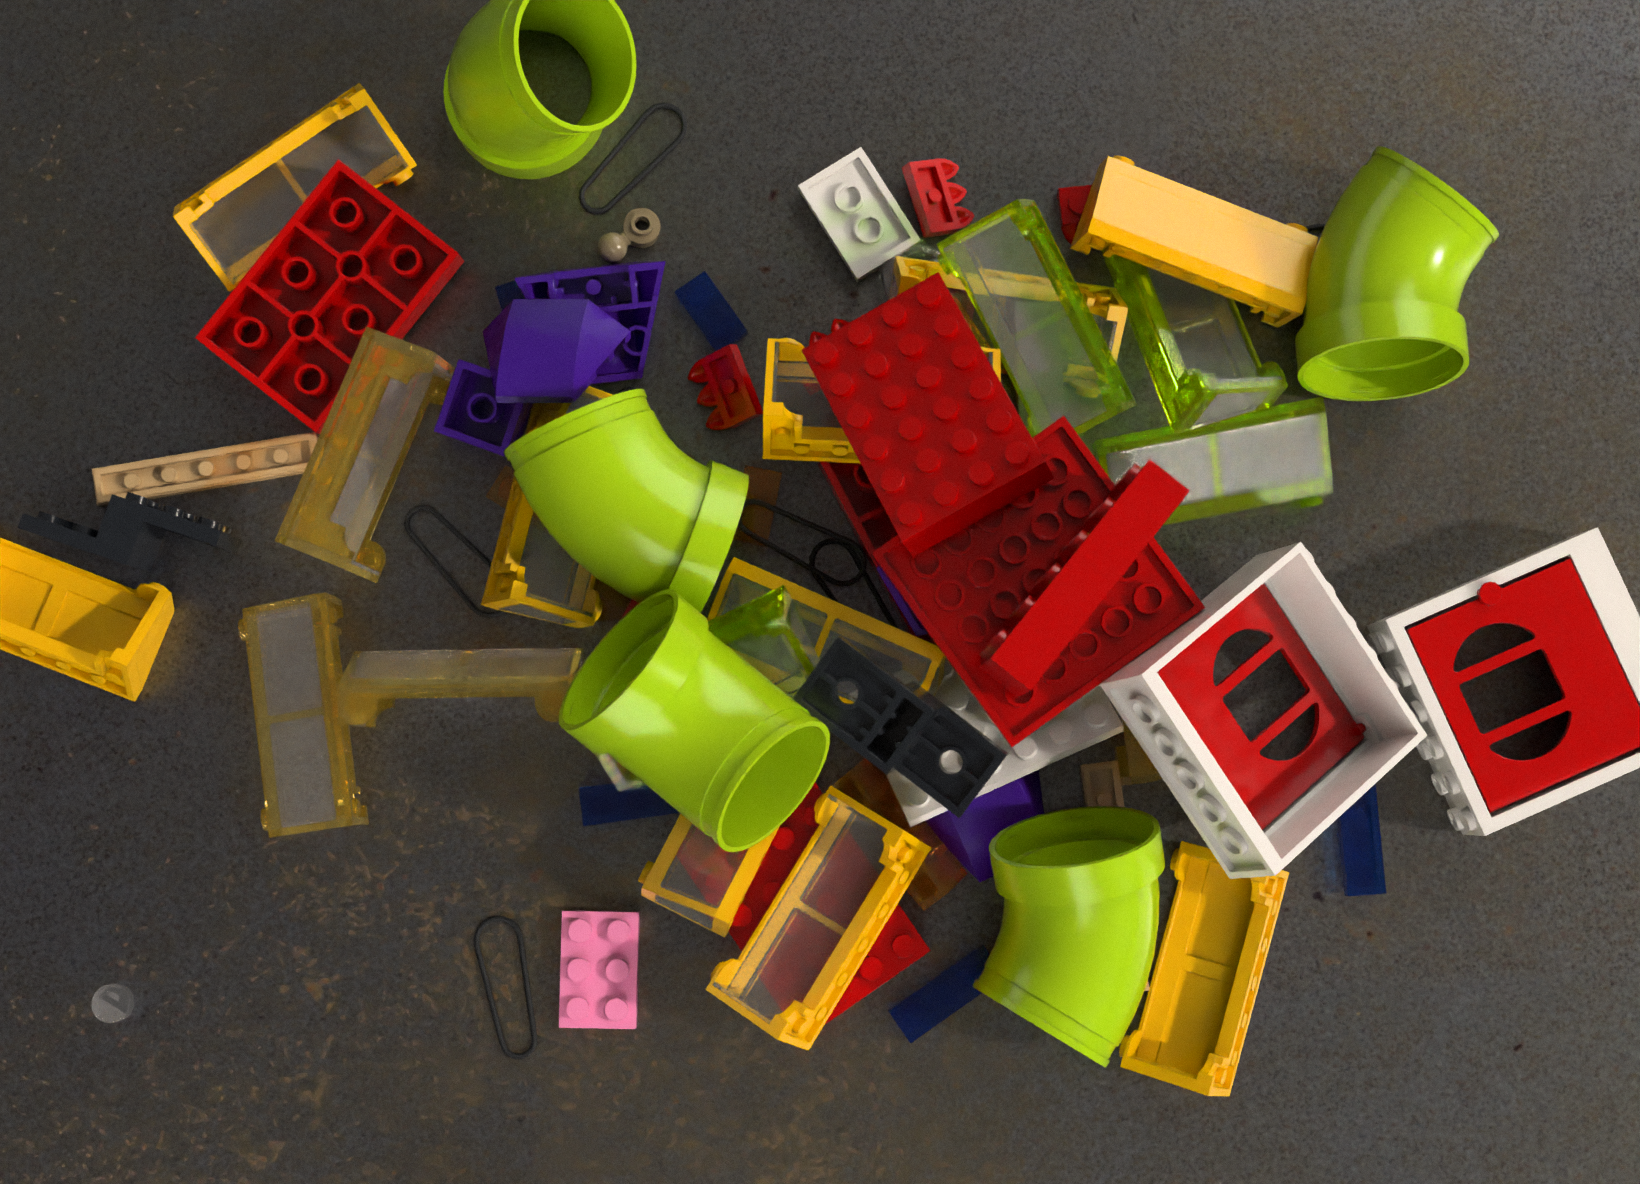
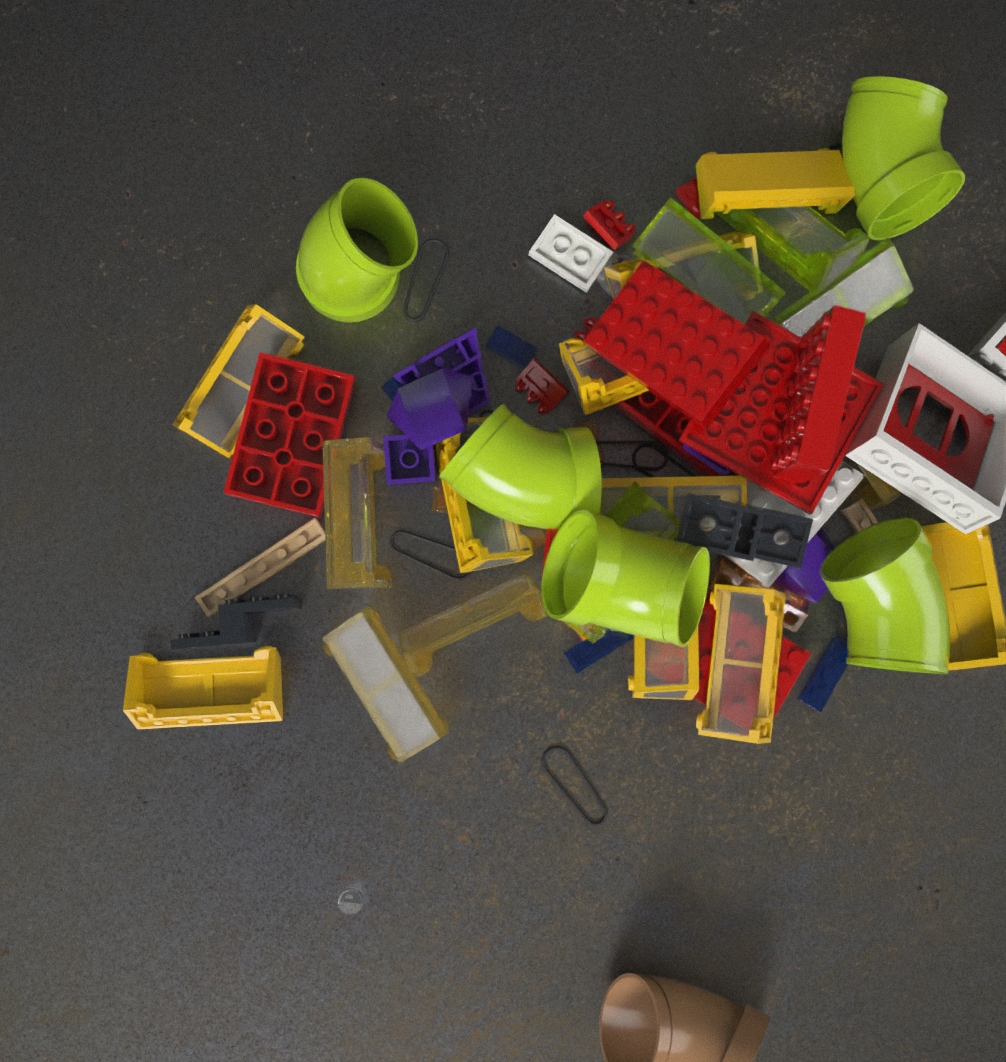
camera: 25 degrees left, 0 degrees up
(599, 969) = (623, 752): bright pink plate -> none
(613, 245) = (438, 333): dark tan plate -> none

